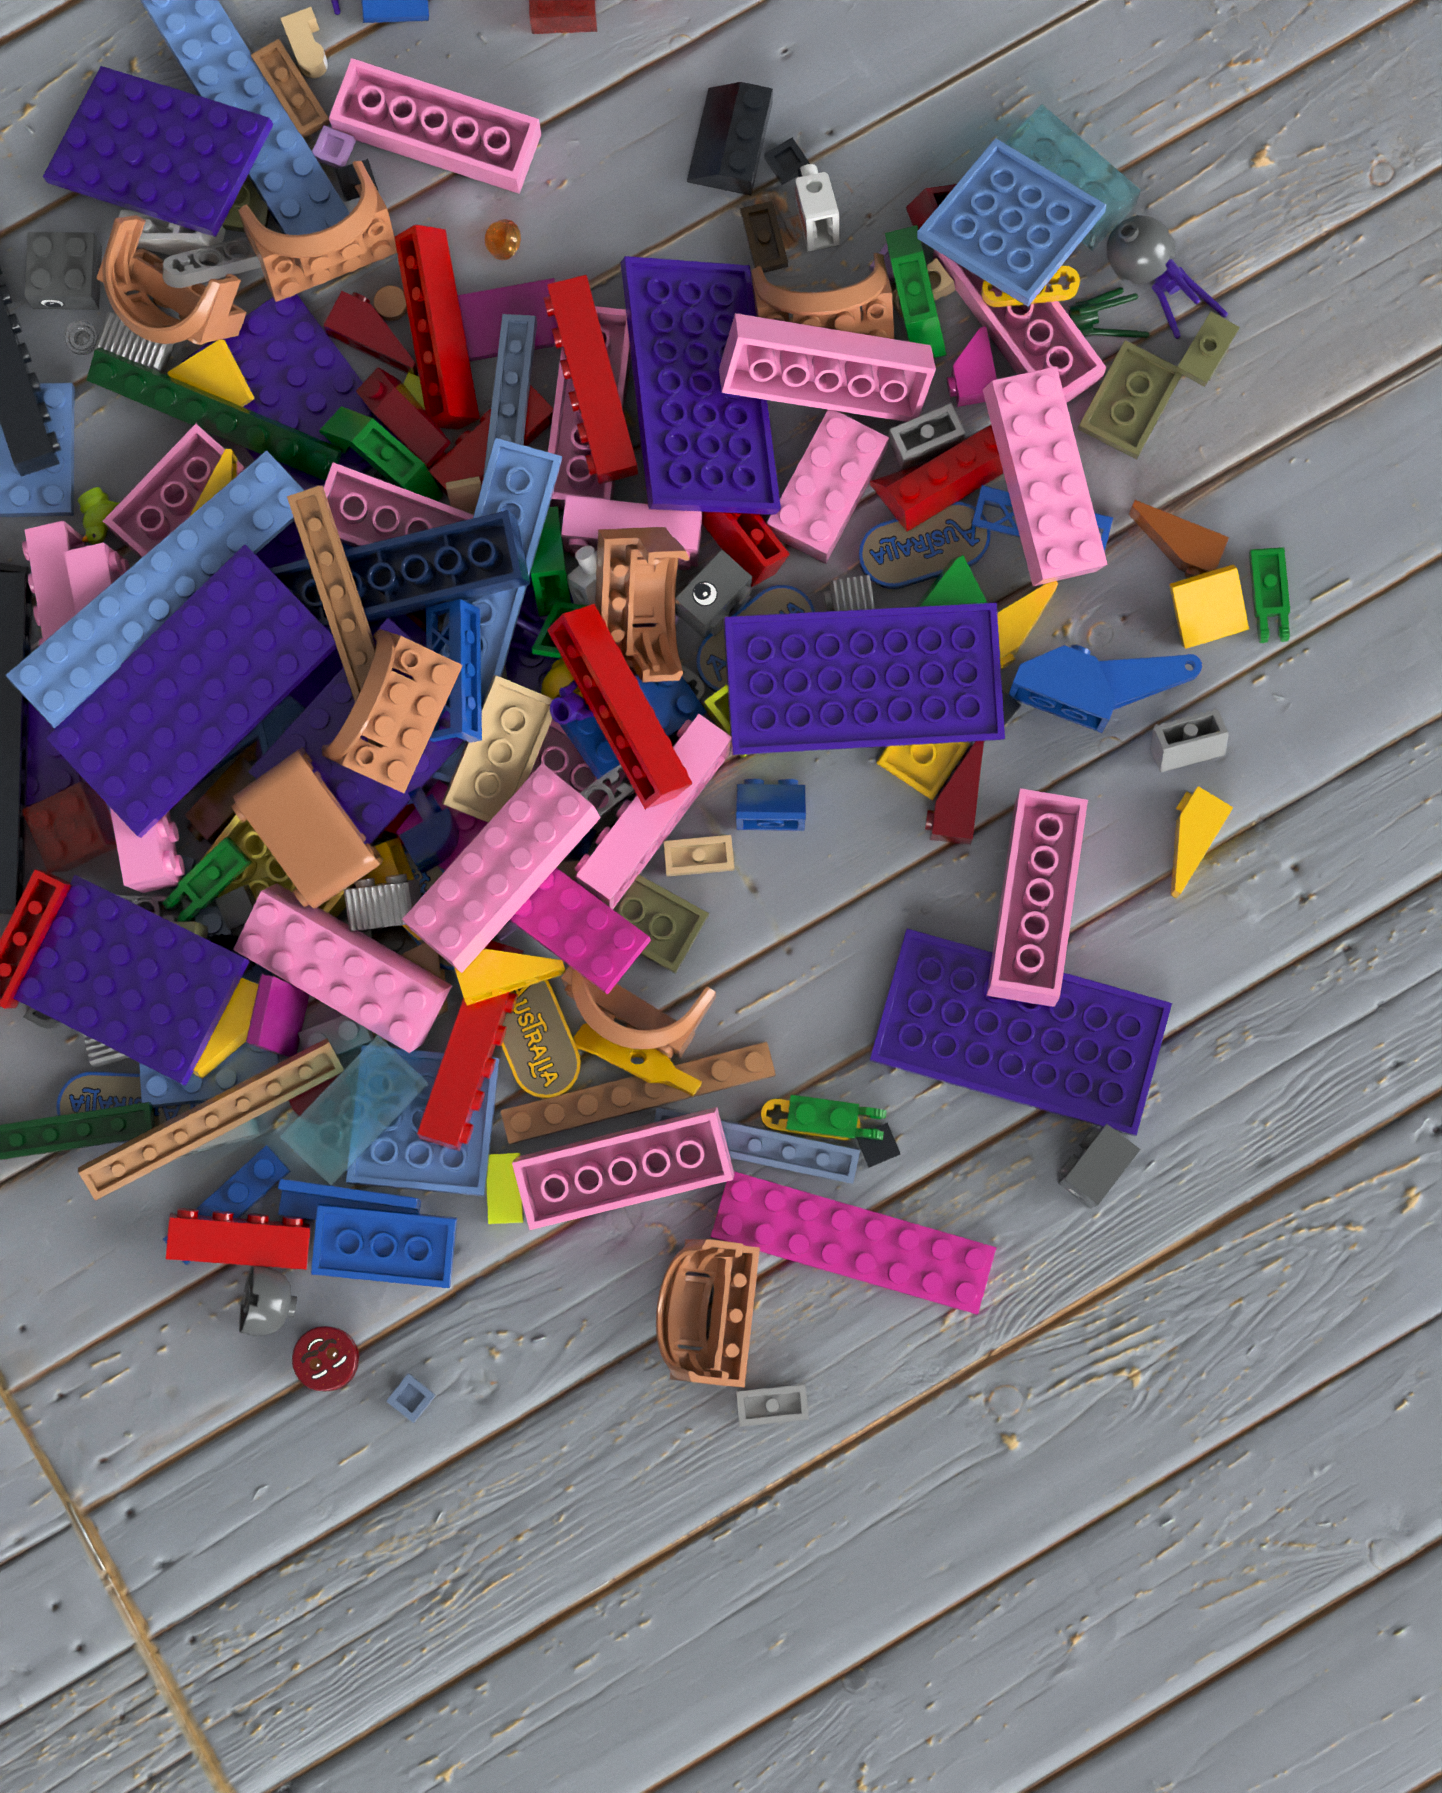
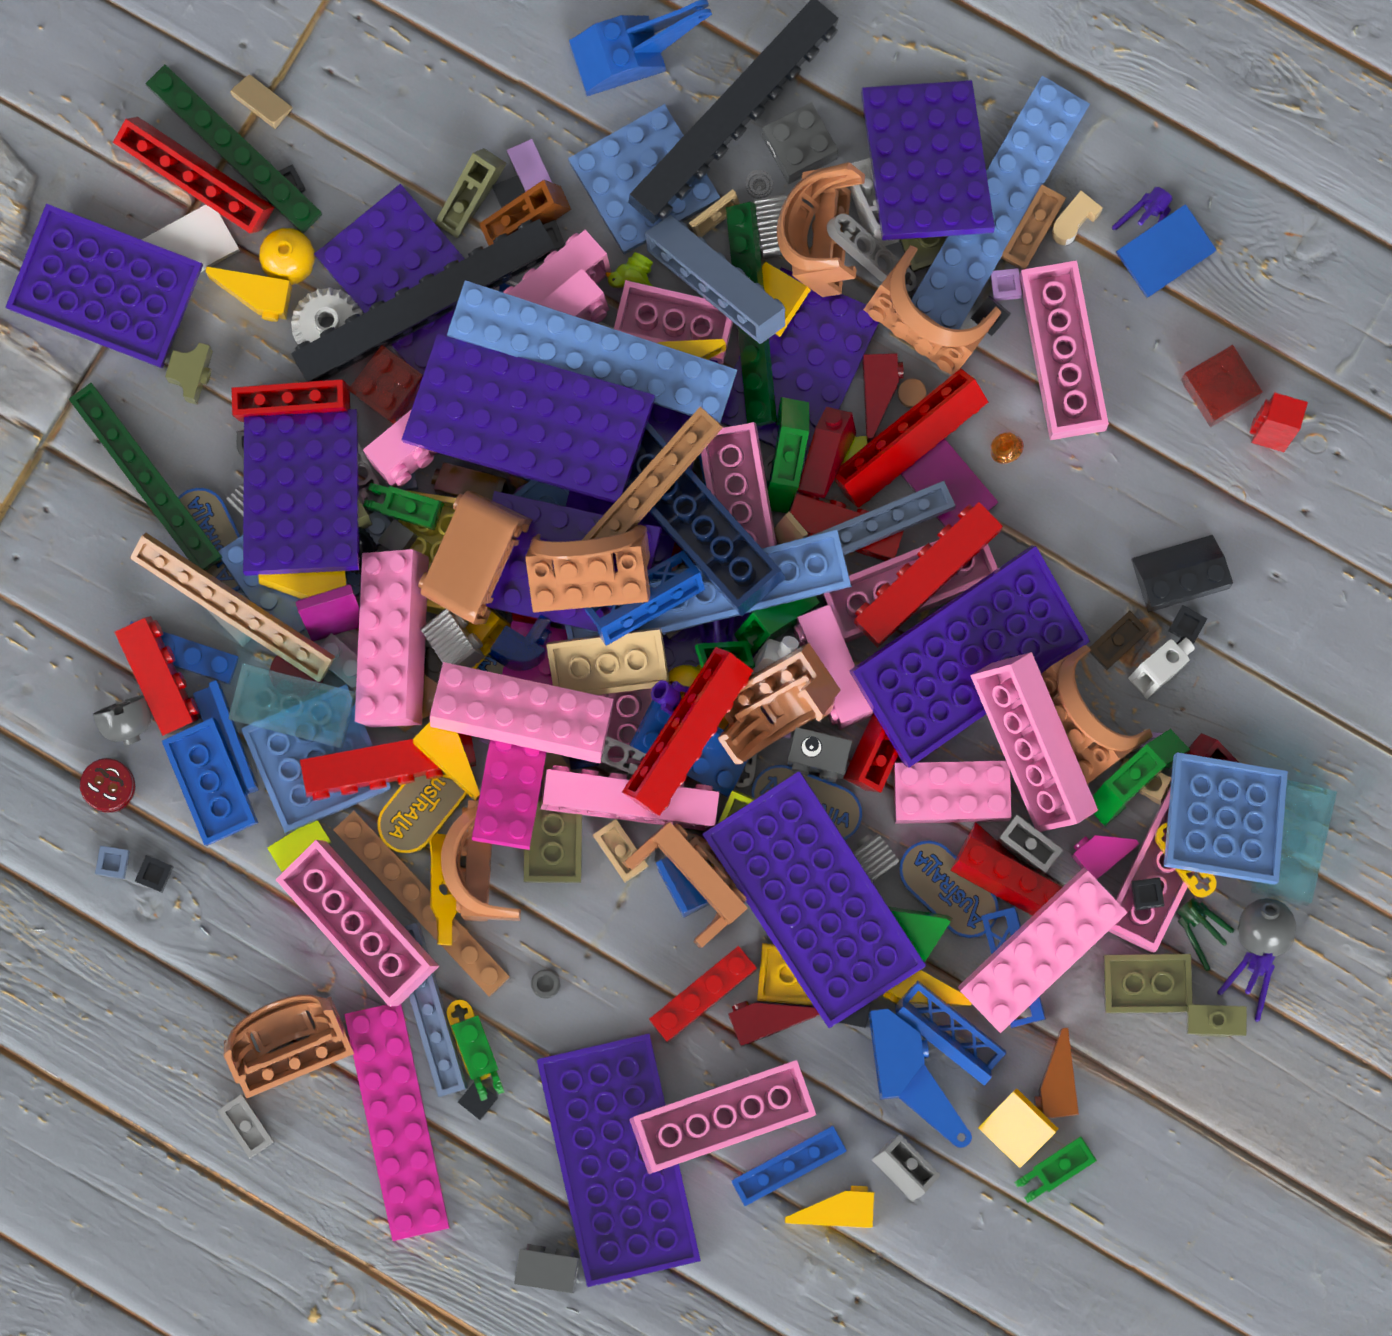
camera: 60 degrees right, 0 degrees up
(86, 400) = (713, 215): none -> tan slope
(156, 426) = (715, 279): none -> sand blue brick
(448, 1359) = (154, 873): none -> black plate
(769, 776) = (689, 856): none -> nougat piece
(794, 1009) = (545, 984): none -> dark grey tile
(896, 851) = (702, 994): none -> red brick
(1044, 343) = (1147, 894): none -> black tile
(1083, 628) = (942, 1040): none -> blue fence
(1121, 860) = (788, 1166): none -> blue plate

